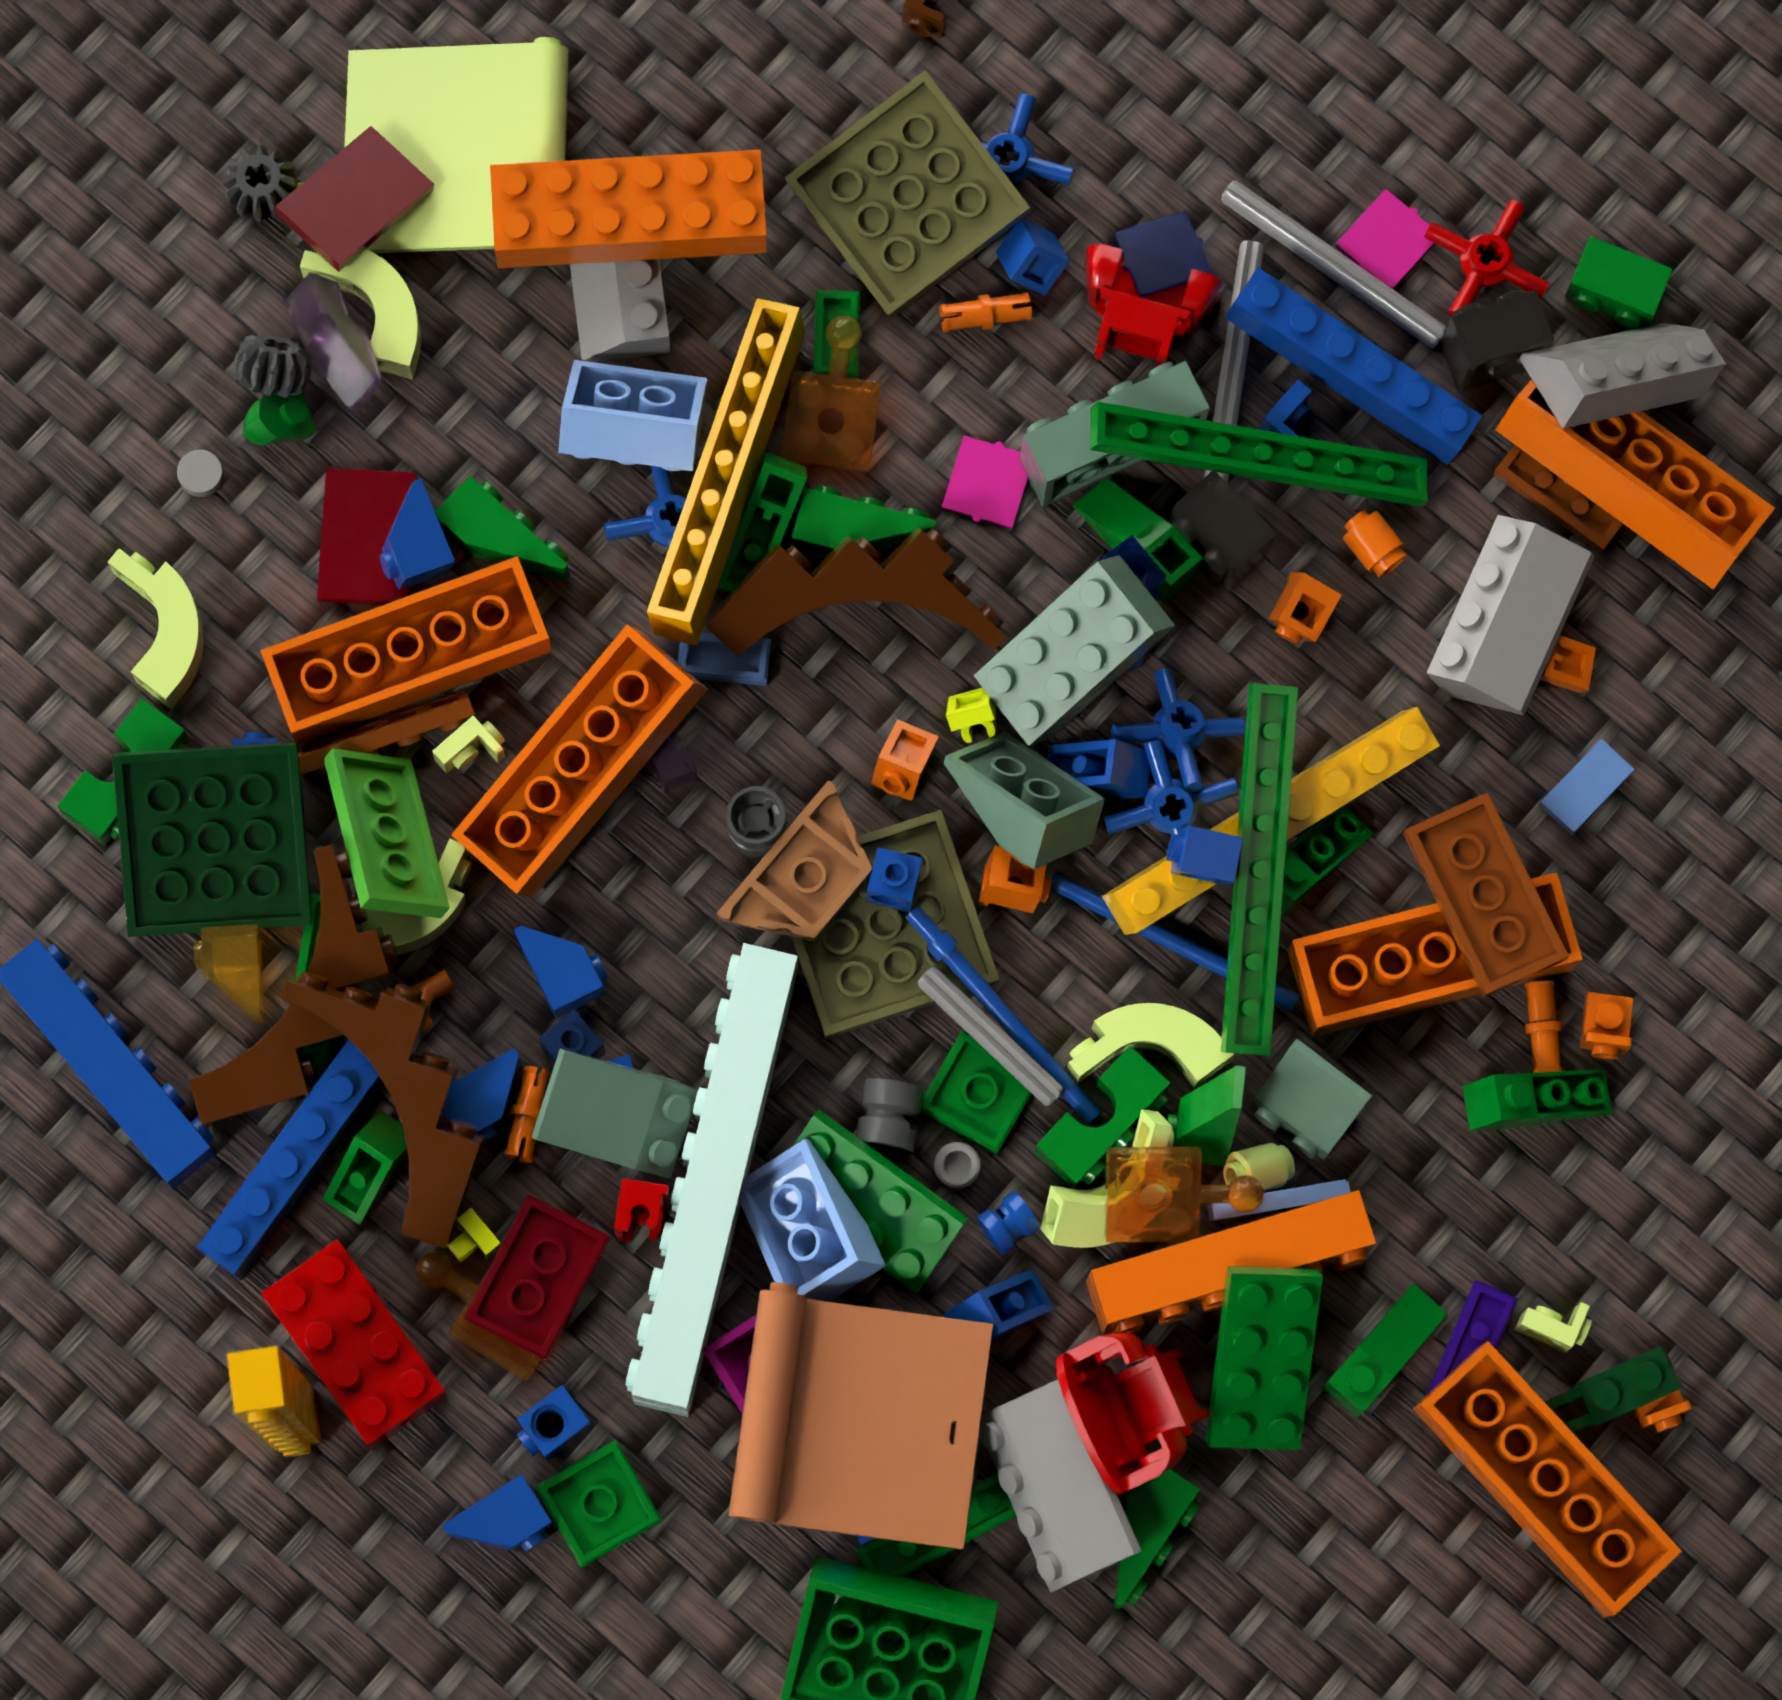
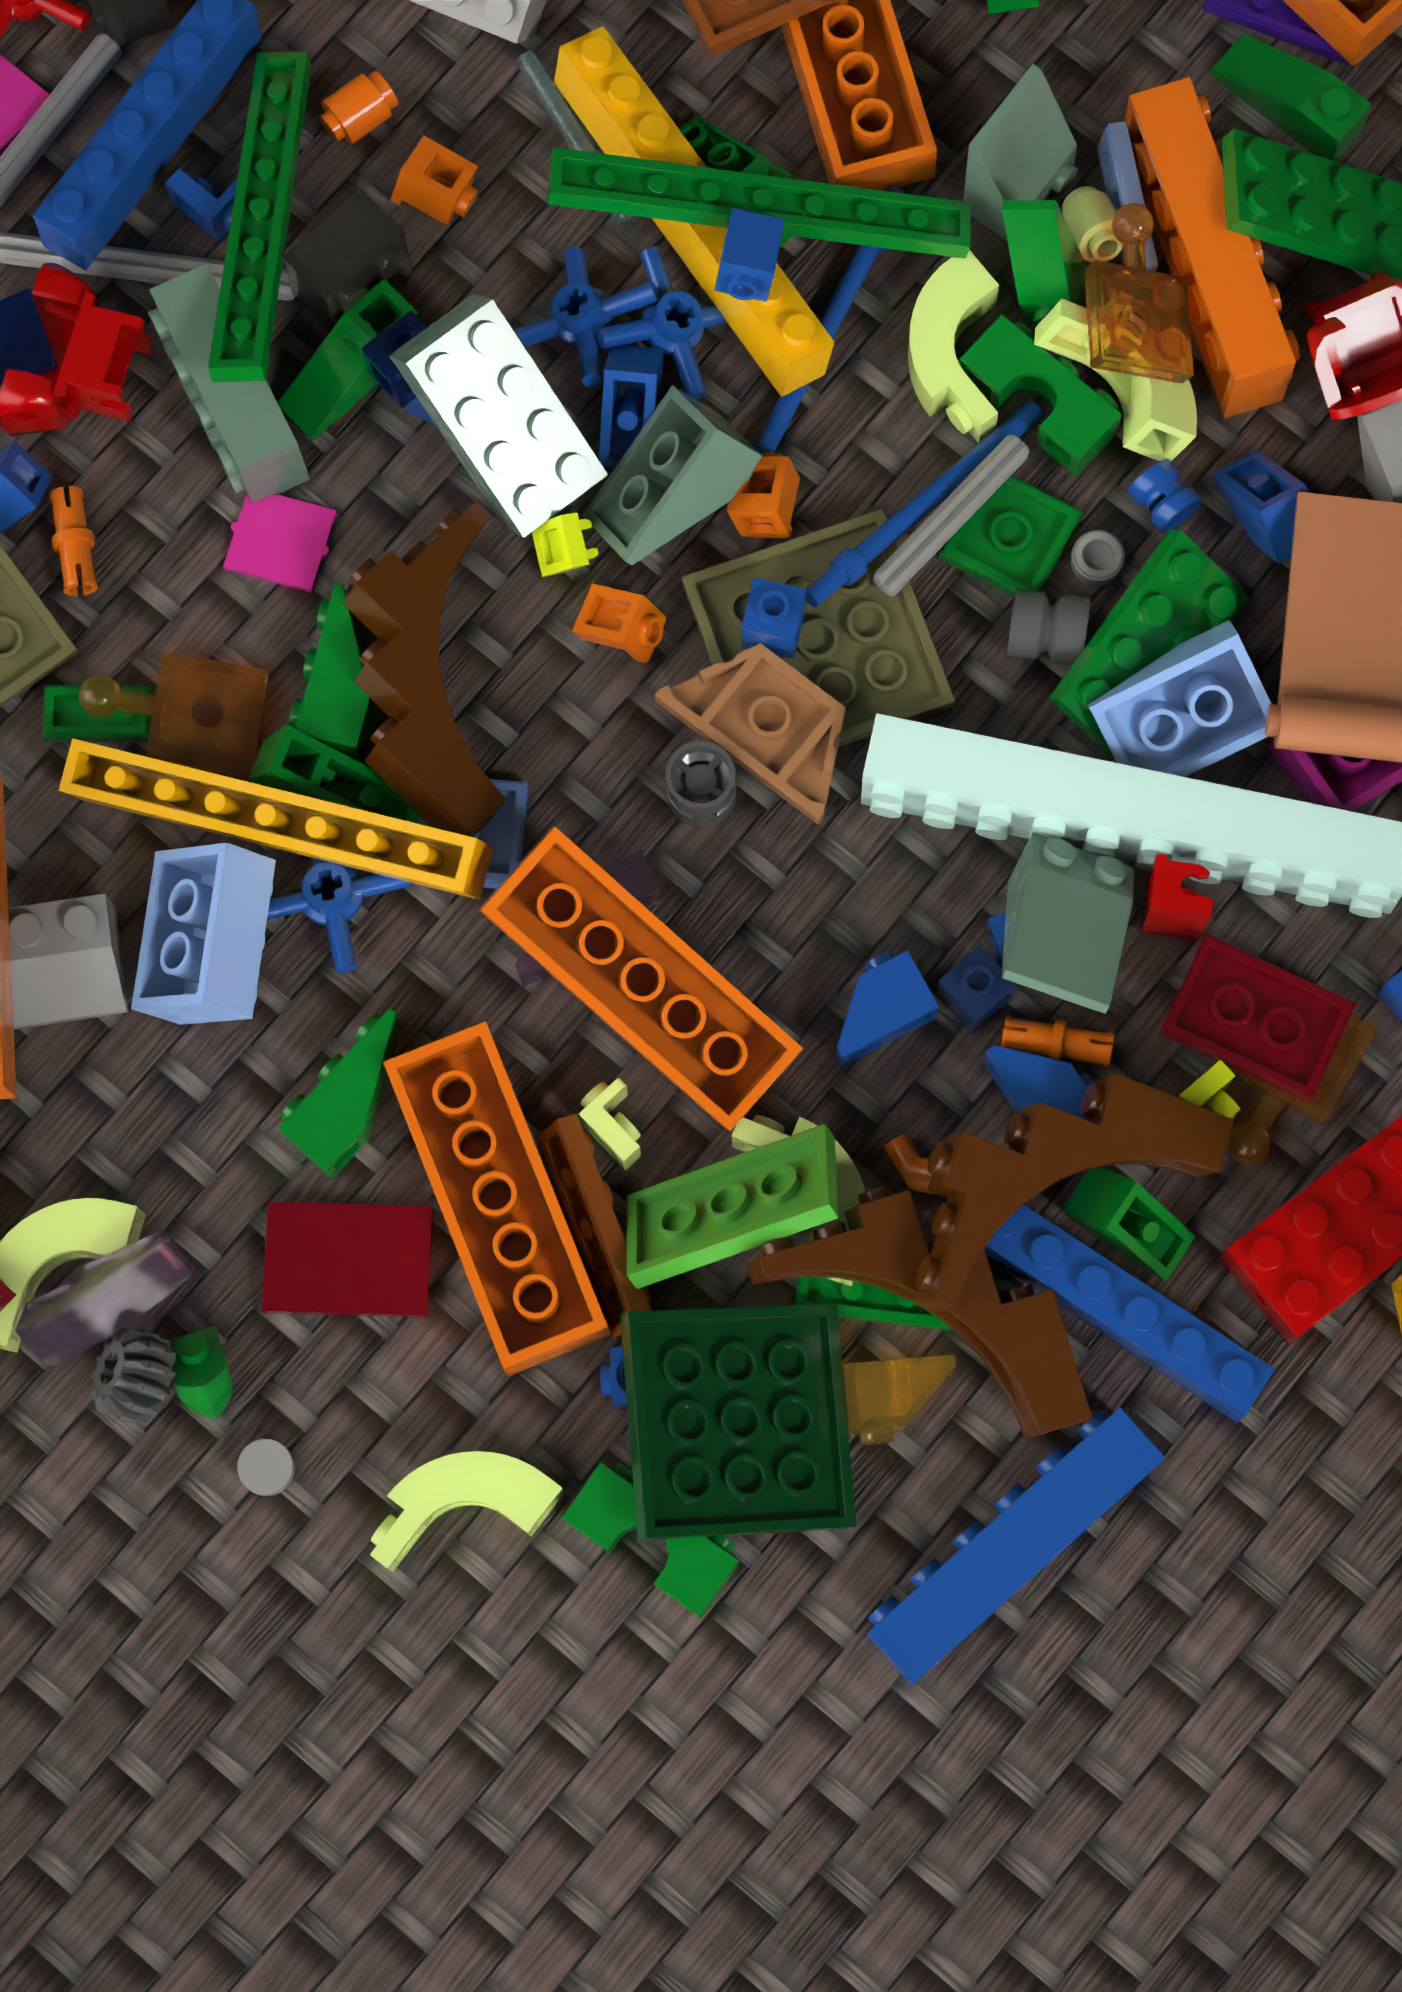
camera: 80 degrees left, 0 degrees up
(416, 542) = (356, 1192): blue slope -> none
(1360, 724) = (560, 113): none -> clear light blue bar

